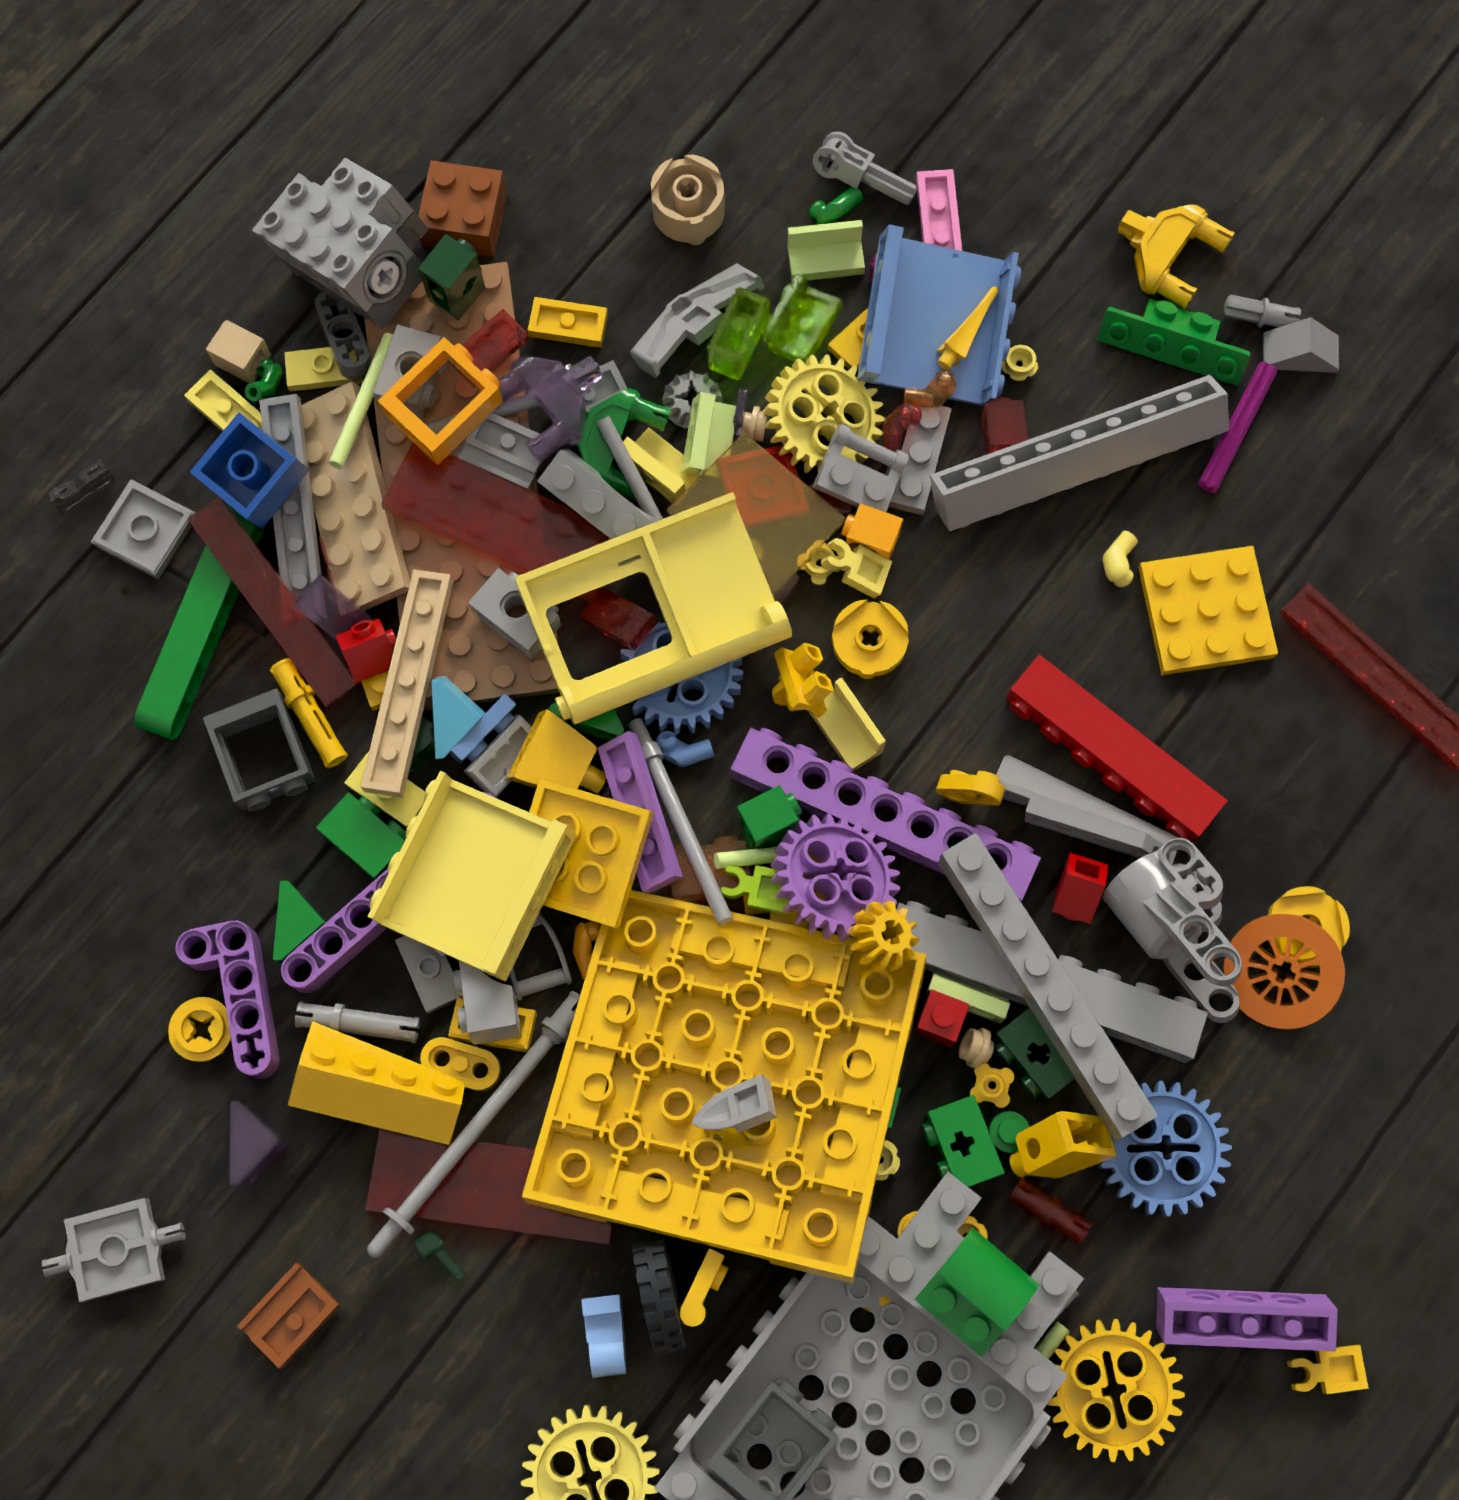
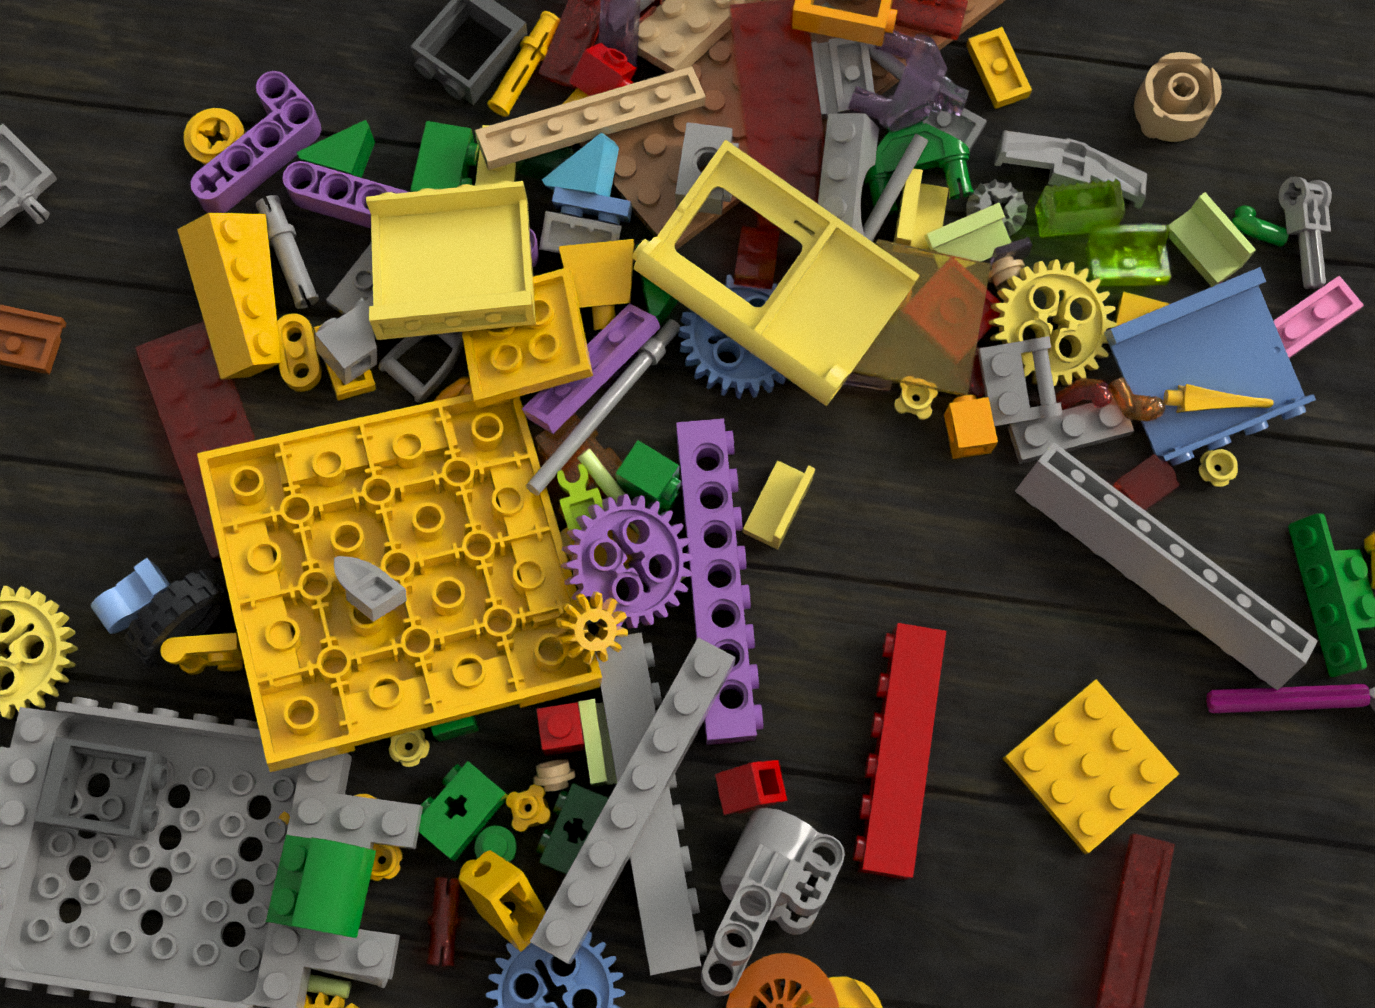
camera: 55 degrees right, 0 degrees up
(251, 1144) = (140, 227): clear purple slope -> none
(432, 1244) = (137, 418): clear green hand -> none
(553, 1032) = (135, 374): light grey bar -> none
(681, 753) = (671, 378): medium blue arm -> none
(799, 685) = (791, 440): yellow hips -> none
(862, 567) = (933, 436): light yellow plate -> none
(870, 660) = (882, 499): yellow plate -> none
(971, 789) = (785, 639): yellow plate -> none
(1076, 813) = (823, 747): light grey wedge -> none
(1116, 562) = (1085, 655): light yellow arm -> none

